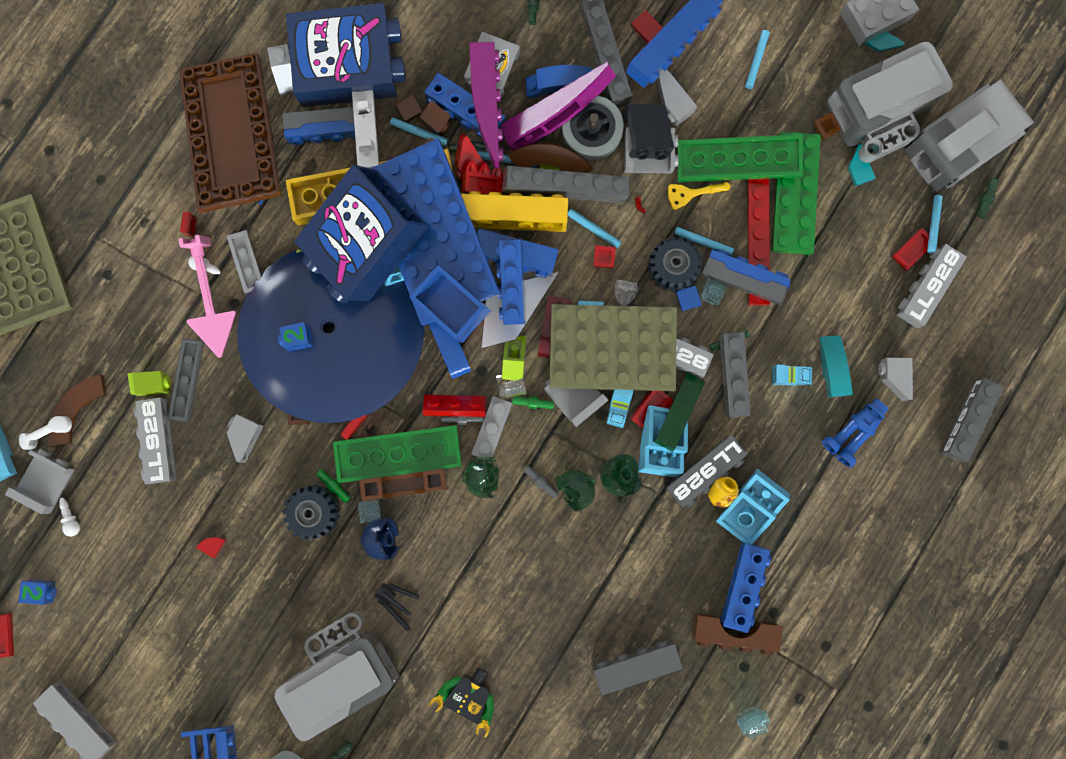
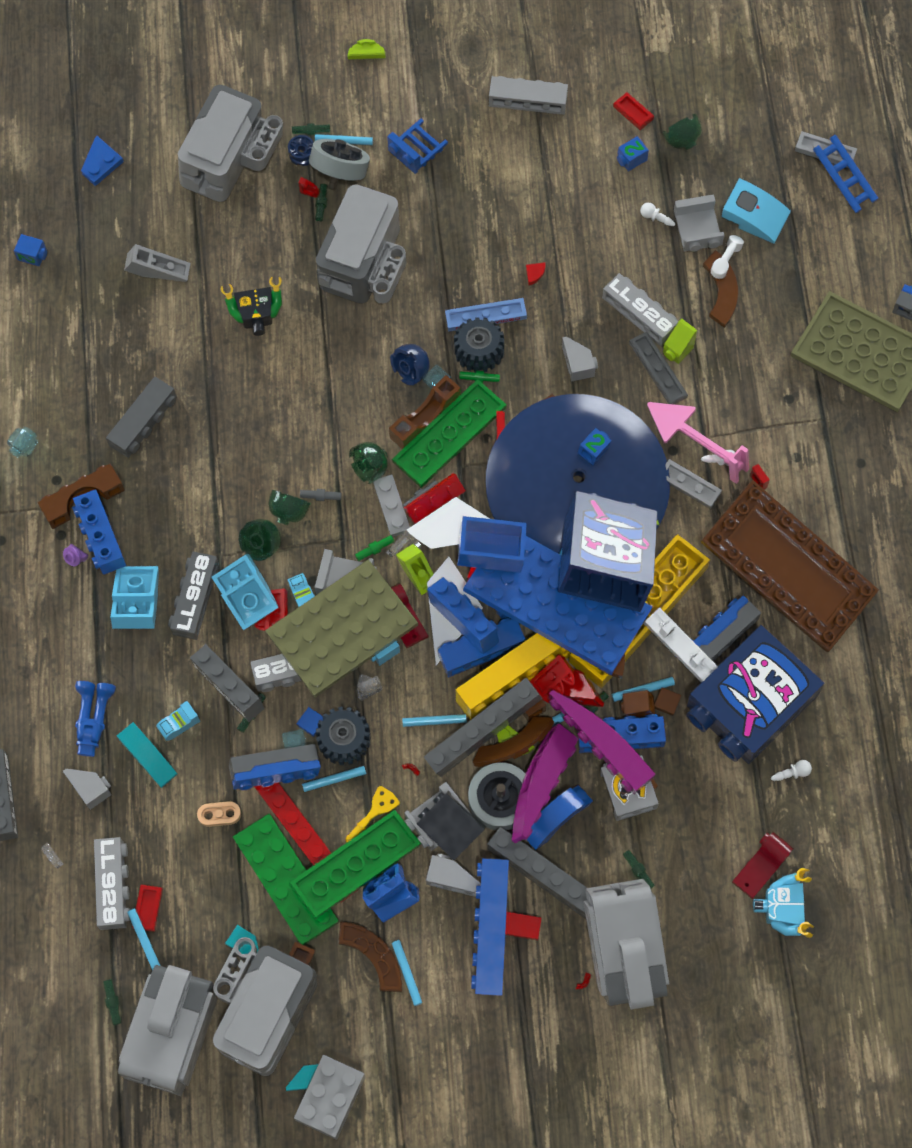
camera: 145 degrees right, 15 degrees down
(281, 68) = (800, 649): light grey slope -> none
(282, 538) = (498, 312): none -> medium blue plate
(386, 596) = (374, 331): black plant -> none
(458, 367) = (444, 524): none -> white sticker
(604, 257) = (407, 701): red plate -> none
(679, 412) = (249, 620): dark green tile -> none
(723, 492) = (168, 588): yellow head -> none
(729, 115) = (390, 893): none -> blue piece
(767, 91) = (376, 951): none -> reddish brown tile
(777, 584) = (73, 555): none -> medium lavender plate
(811, 277) = (219, 813): none -> light nougat plate
(961, 341) = (52, 856): none -> clear tile

